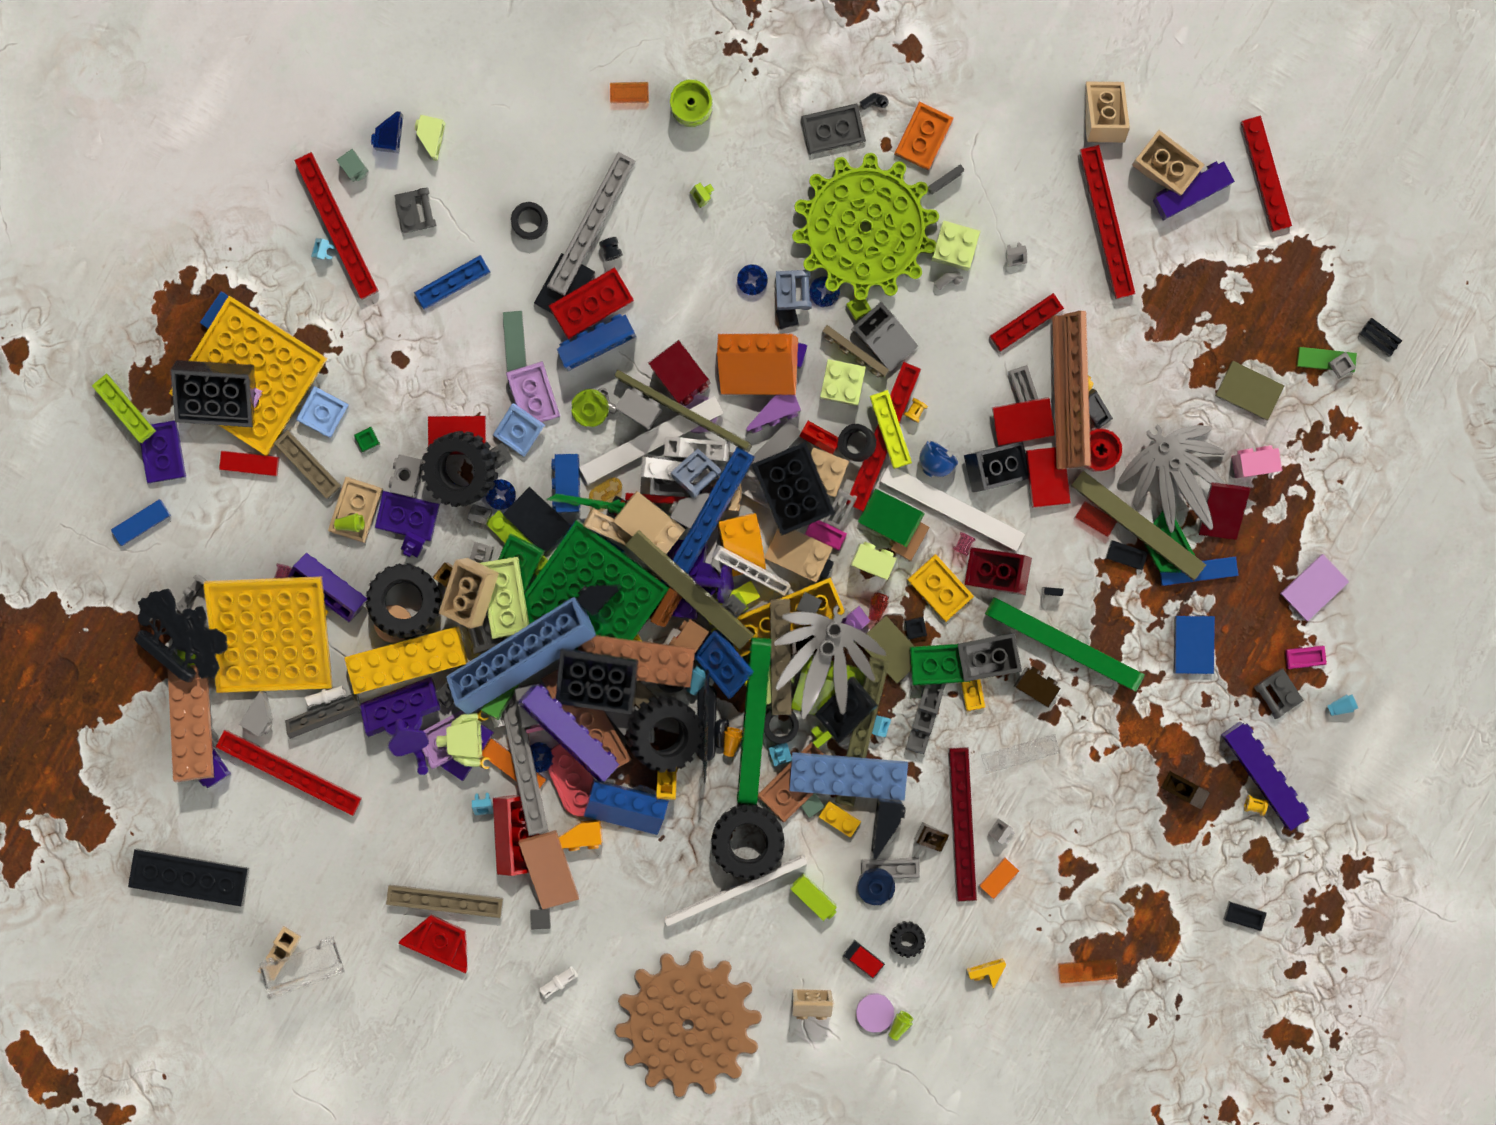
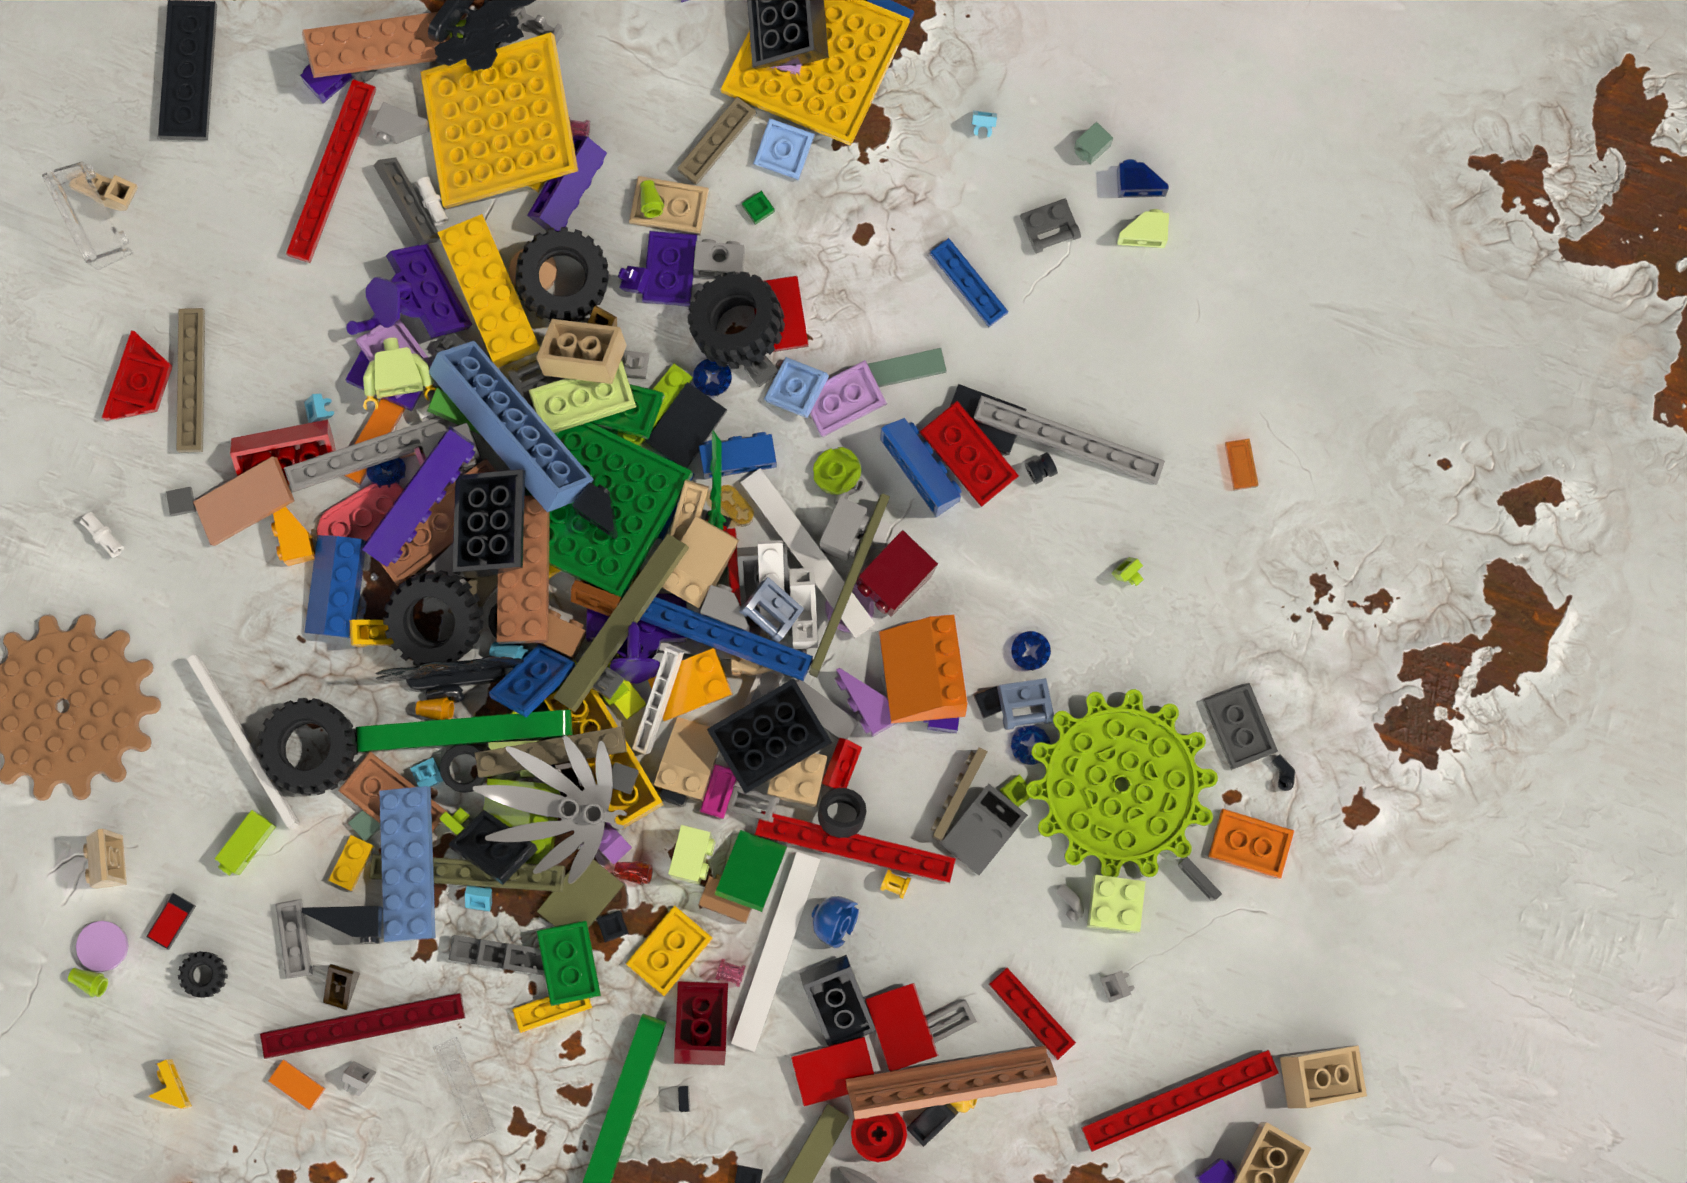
camera: 80 degrees right, 10 degrees down
(249, 463) = (708, 72): red tile -> none
(336, 225) = (1015, 135): red plate -> none
(479, 514) = (683, 354): dark grey tile -> none
(529, 206) = (1060, 345): black tyre -> none
(693, 114) = (1246, 528): lime wheel -> none
(842, 382) = (916, 783): yellowish green brick -> none
(876, 886) = (267, 922): dark blue tile -> none
(890, 429) = (865, 853): neon yellow tile -> none
(989, 657) = (586, 1027): dark grey slope -> none
(1037, 687) = (556, 1097): dark brown brick -> none
(1095, 519) = (787, 1143): clear red tile -> none

